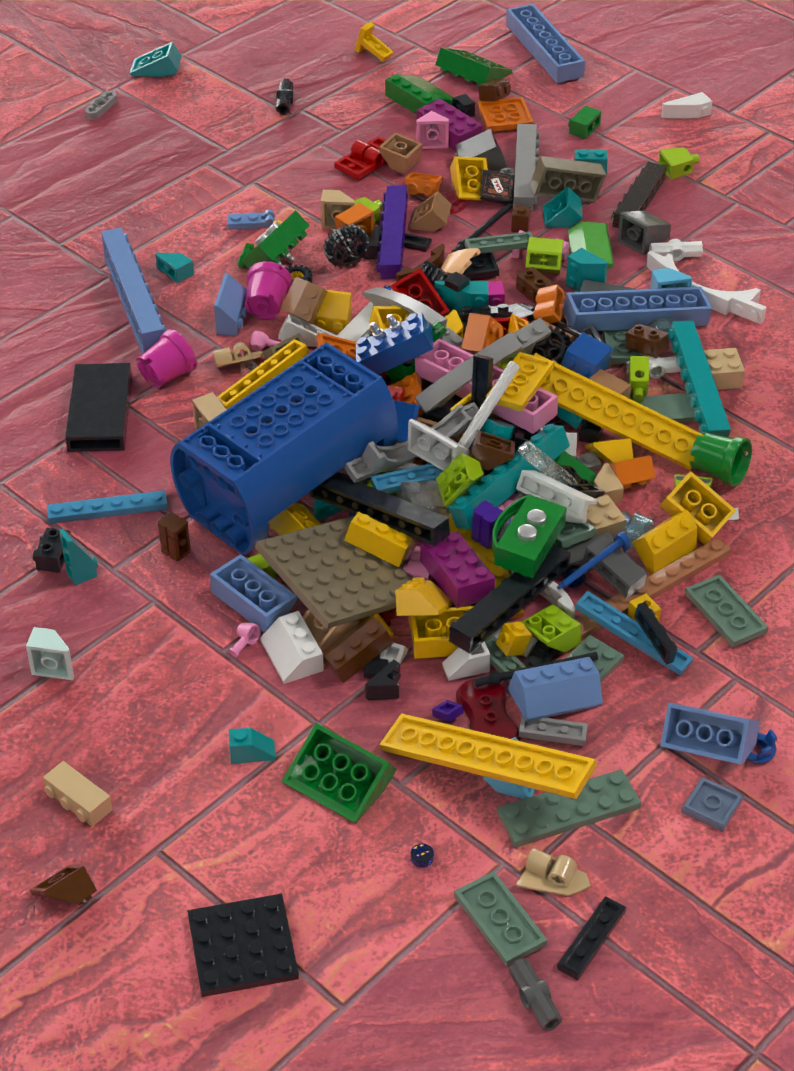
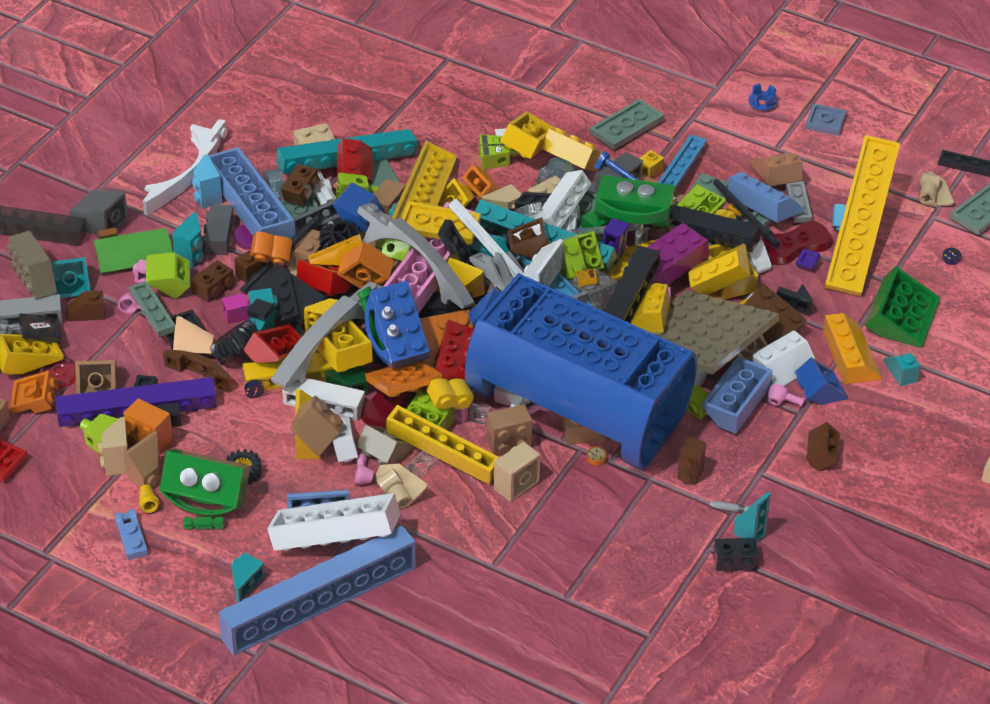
camera: 105 degrees left, 0 degrees up
(49, 654) = (874, 510): light aqua slope -> none
(99, 407) = (512, 577): black brick -> none
(107, 507) = (655, 537): dark azure plate -> none
(107, 578) = (728, 506): none -> light grey piece
(154, 642) = (823, 446): none -> reddish brown brick
(167, 359) = (434, 526): dark pink piece -> none
(186, 298) = (334, 522): none -> white brick
(249, 671) = (820, 383): none -> blue slope
(267, 288) = (289, 472): dark pink piece -> none
(291, 708) = (850, 349): none -> light orange slope
(319, 221) = (144, 461): none -> medium nougat slope
(346, 245) = (193, 420): black gear -> none
(426, 483) = (586, 277): none -> light orange tile
(461, 245) = (142, 347): black bar -> none
(555, 814) = (842, 170): sand green plate -> none
(612, 234) = (106, 233): none -> dark orange tile
(614, 718) = (778, 168): none -> nougat slope
(656, 633) = (685, 145): black plate -> none
(671, 374) = (355, 158): none -> red slope
(678, 249) = (121, 182): white piece -> none
(709, 733) = (772, 113): medium blue slope -> none
(722, 457) = (454, 125): green piece -> none

